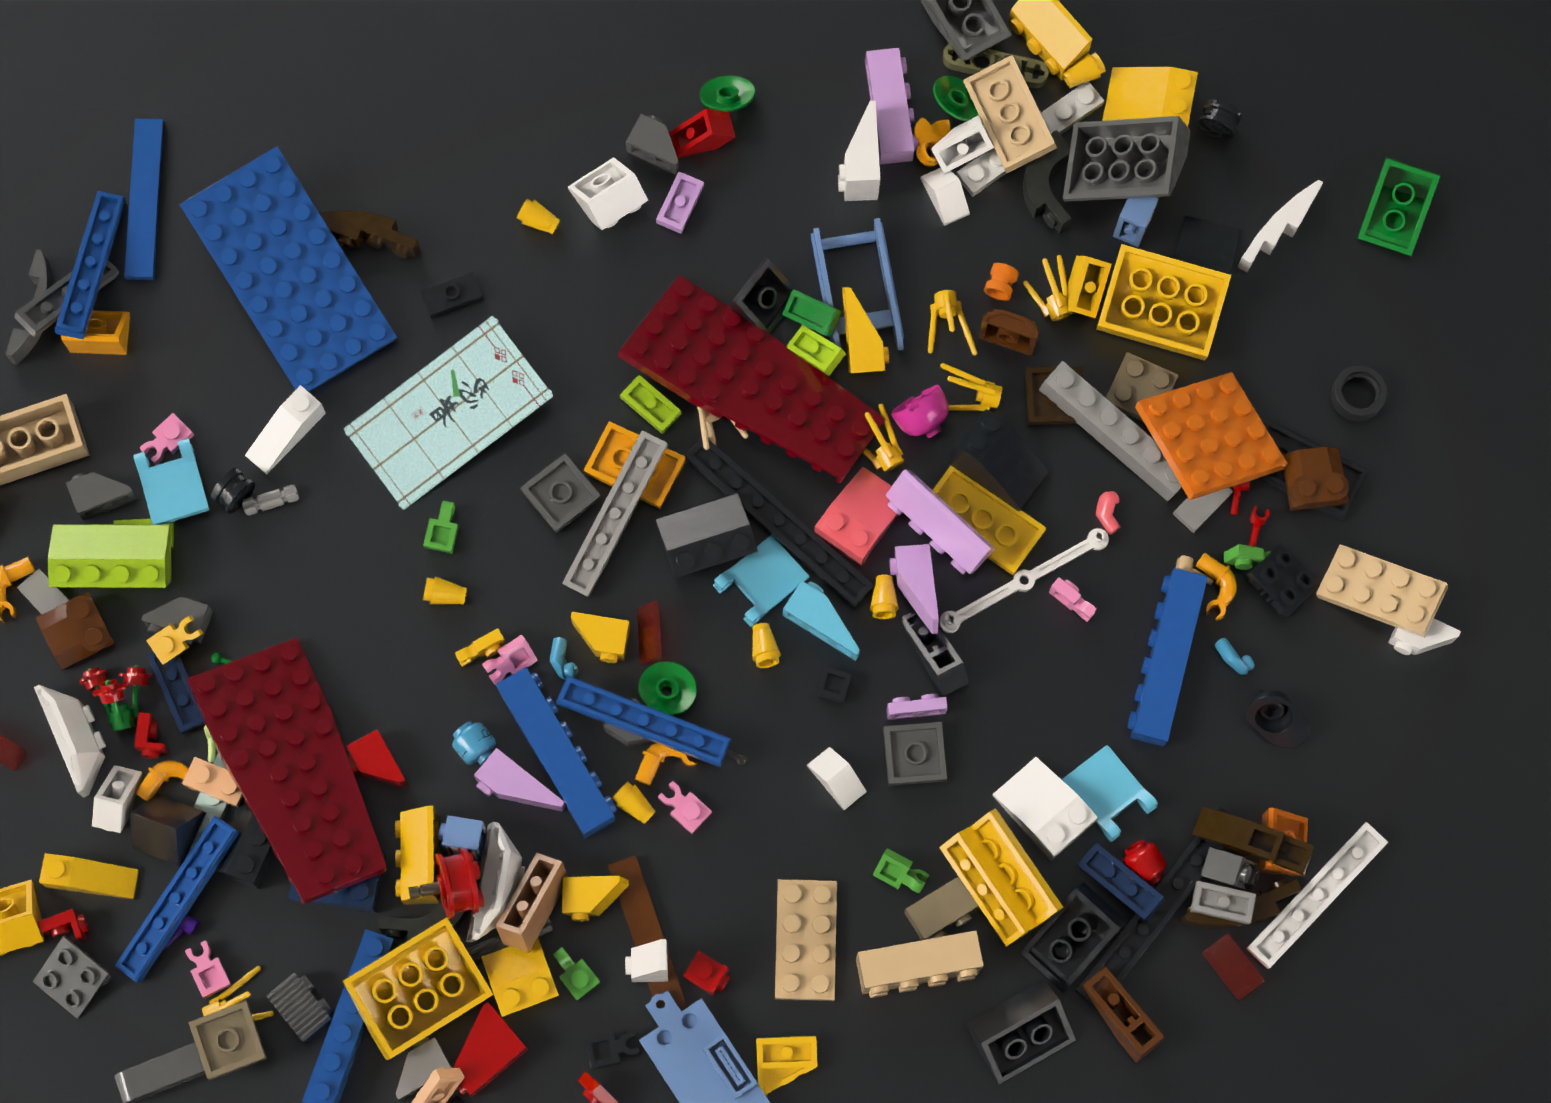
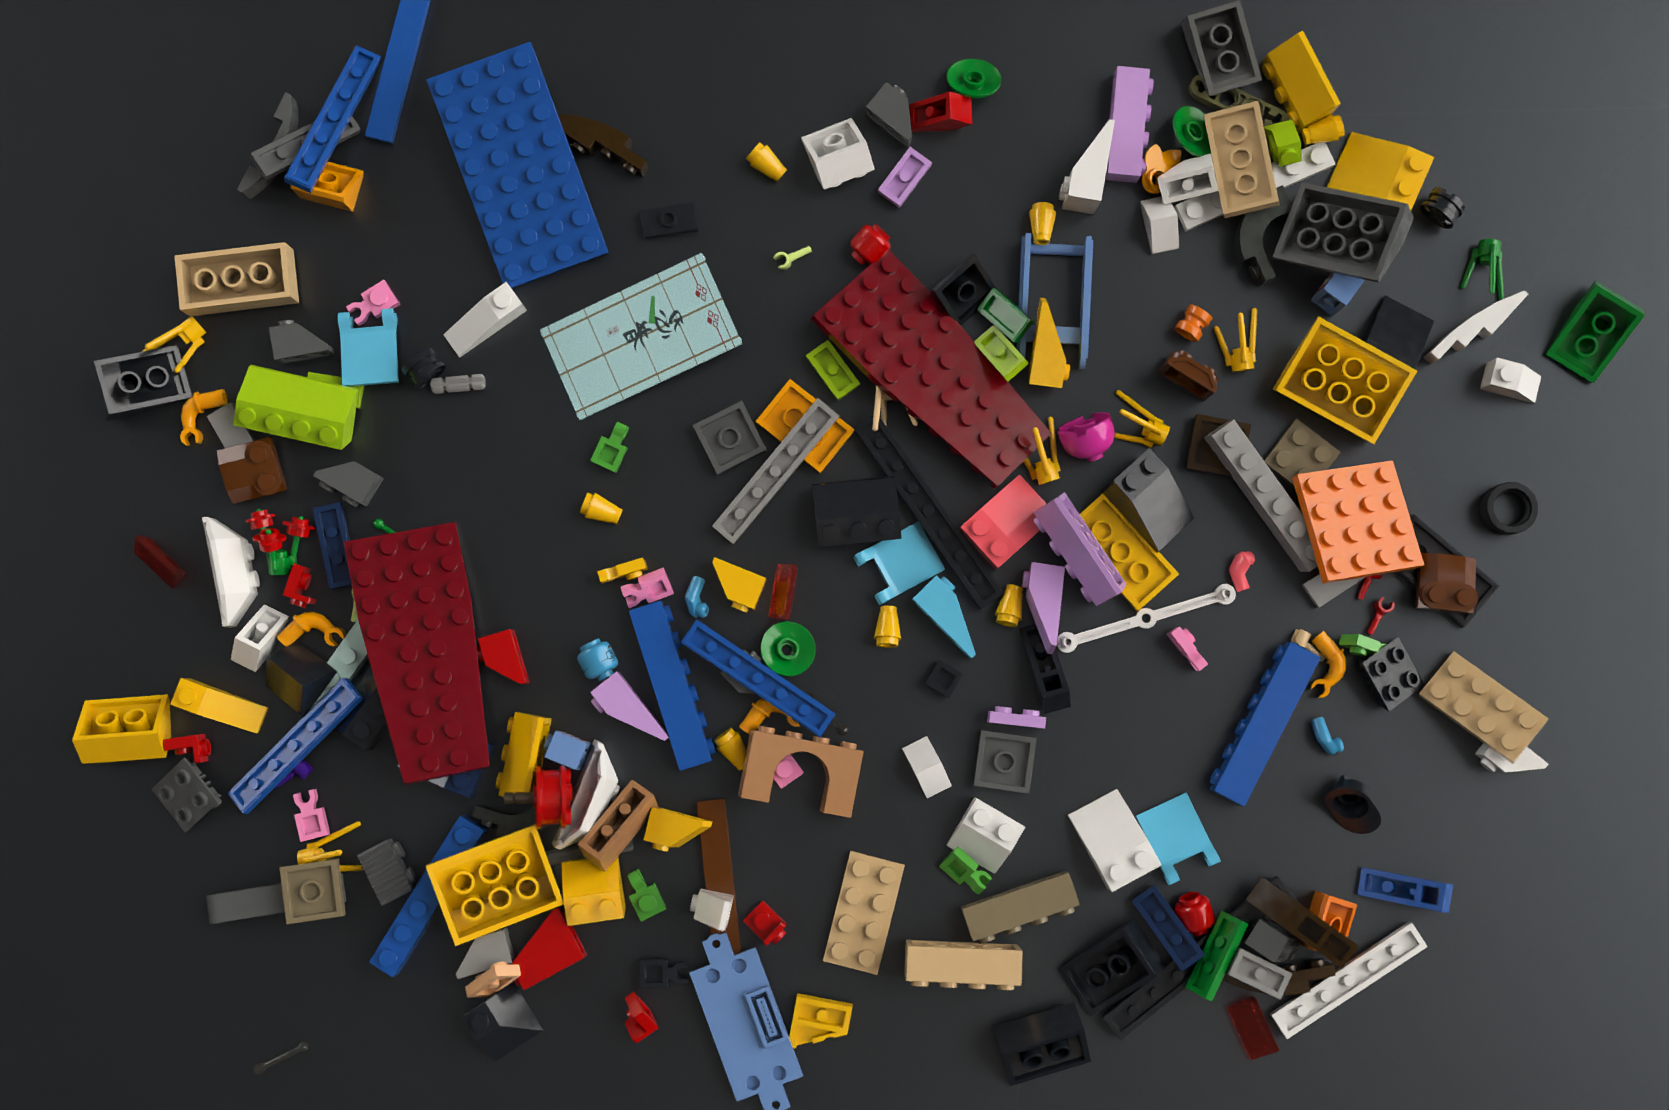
camera: 15 degrees right, 10 degrees up
(171, 640) = (337, 502): yellow plate -> none
(213, 782) = (348, 643): light nougat plate -> none
(583, 304) = (791, 257): none -> yellowish green hand
(660, 273) = (870, 244): none -> red head
(745, 790) = (839, 763): none -> medium nougat arch
(826, 212) = (1042, 221): none -> yellow cone
(913, 830) = (986, 835): none -> white slope
(947, 307) = (1136, 337): yellow plant -> none
(1001, 877) = (1057, 902): yellow slope -> none
(1047, 90) = (1283, 143): none -> lime window
(1087, 285) = (1274, 346): yellow slope -> none
(1123, 1015) = (1140, 1054): reddish brown slope -> none
(1177, 894) = (1219, 953): none -> green plate
(1277, 155) = (1490, 255): none -> green plant
(1329, 269) = (1510, 380): none -> white slope
(1352, 790) = (1405, 889): none -> blue slope

